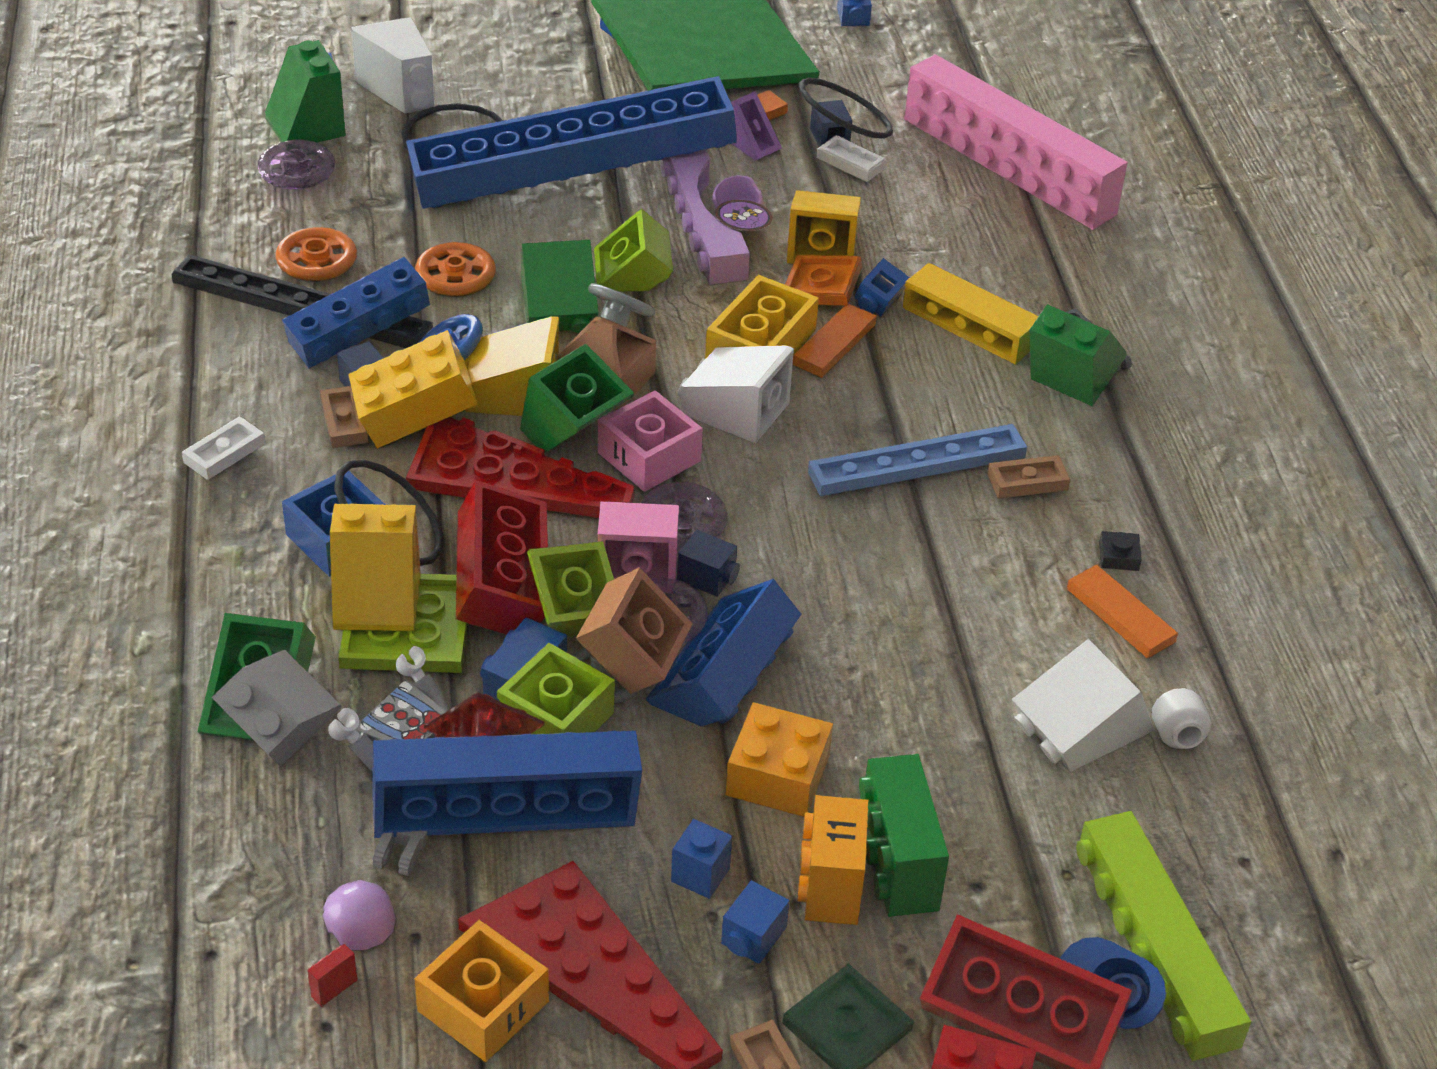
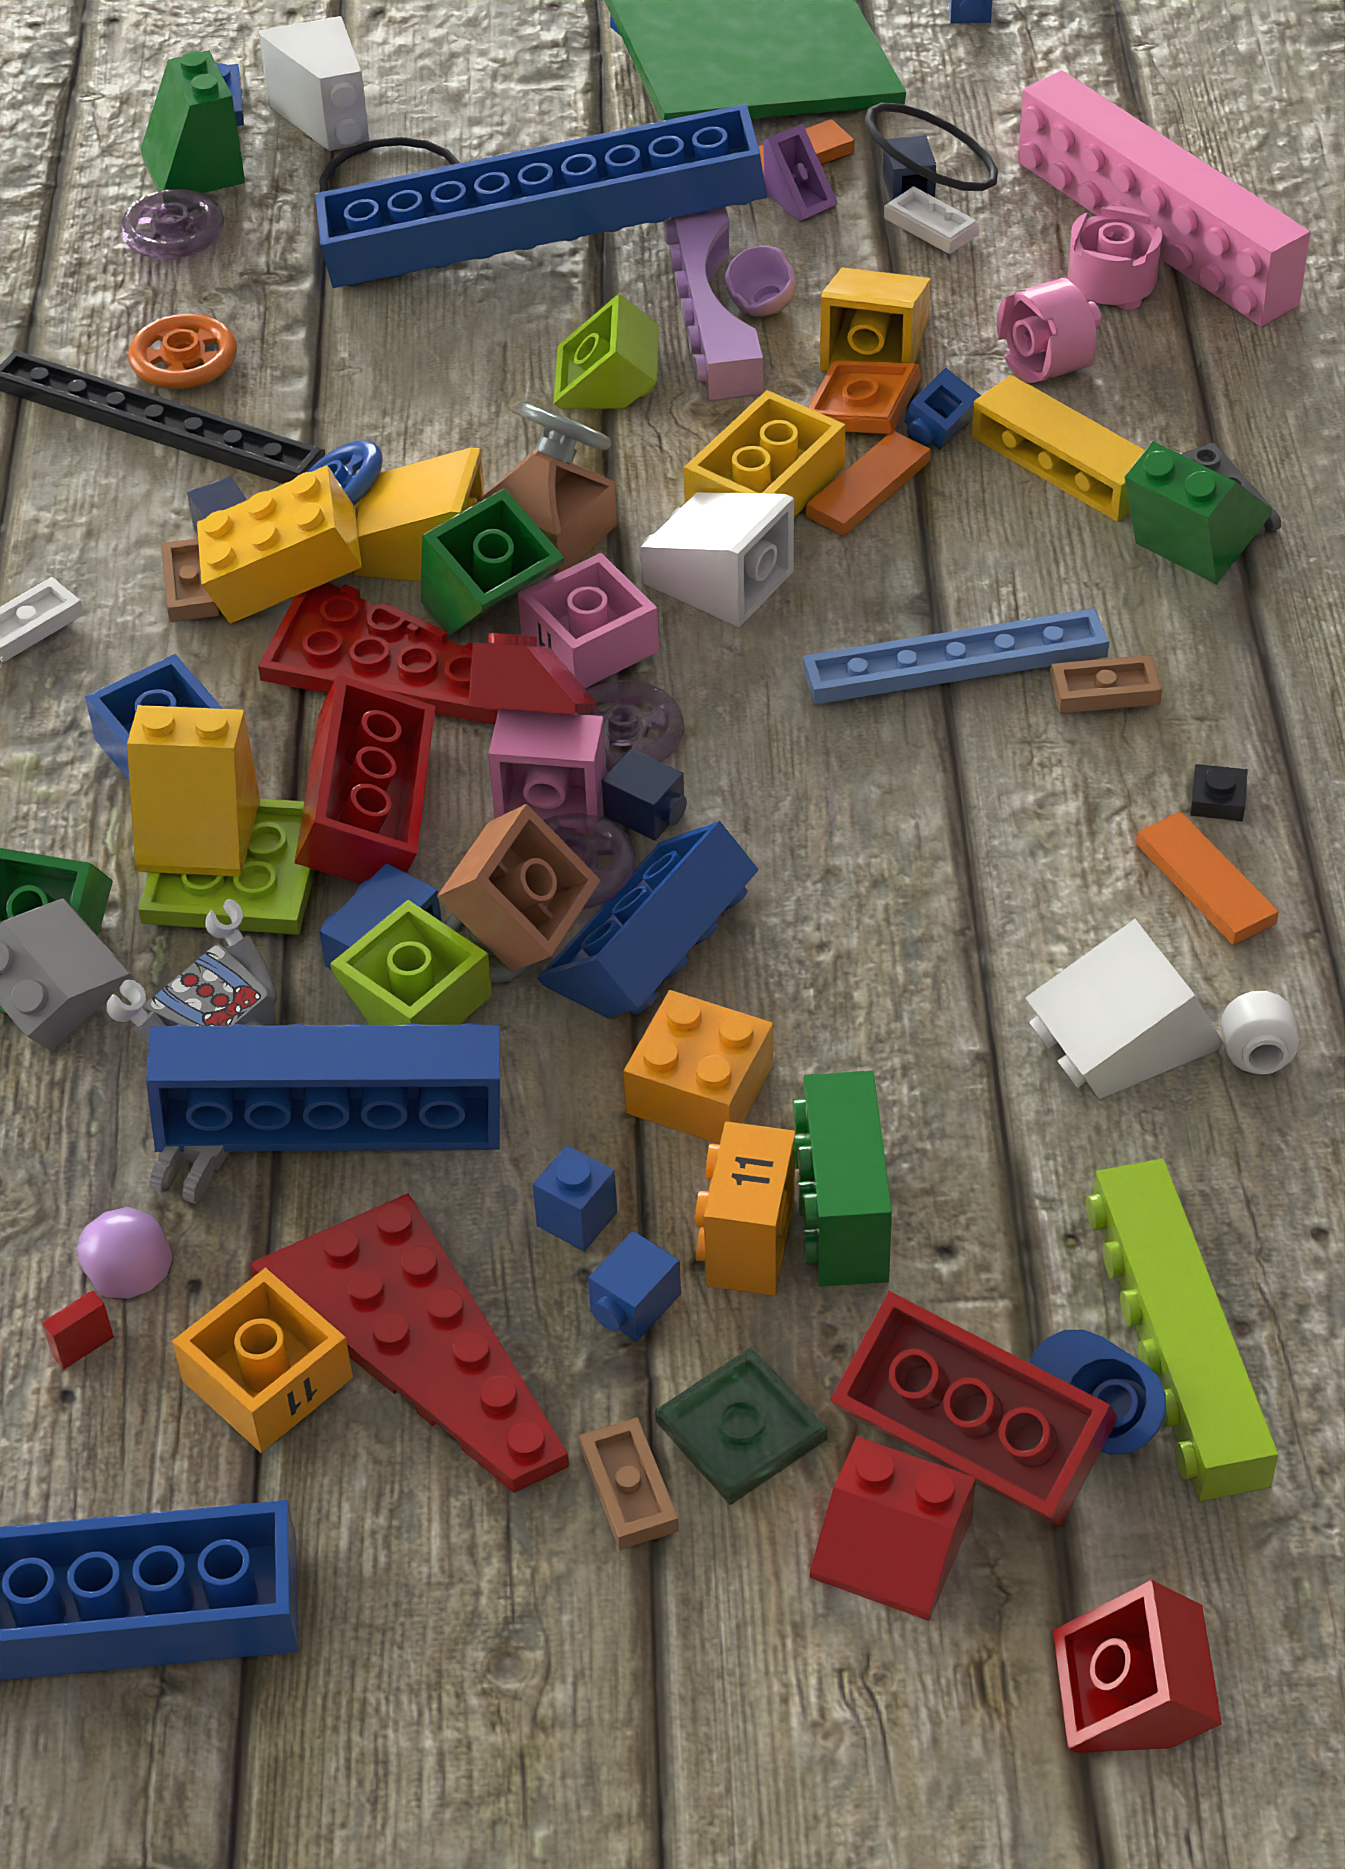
camera: 10 degrees right, 5 degrees up
(323, 330) = (225, 438): blue brick -> none
(407, 486) = (249, 670): black piece -> none
(456, 268) = (366, 374): orange plate -> none
(483, 716) = (305, 999): clear red hinge -> none
(557, 283) = (485, 397): green slope -> none
(570, 582) = (444, 815): lime slope -> none
(615, 478) = (523, 677): none -> red slope
(743, 215) = (763, 303): sticker -> none
(950, 232) = (1048, 330): none -> bright pink brick
(986, 182) = (1115, 256): none -> bright pink brick

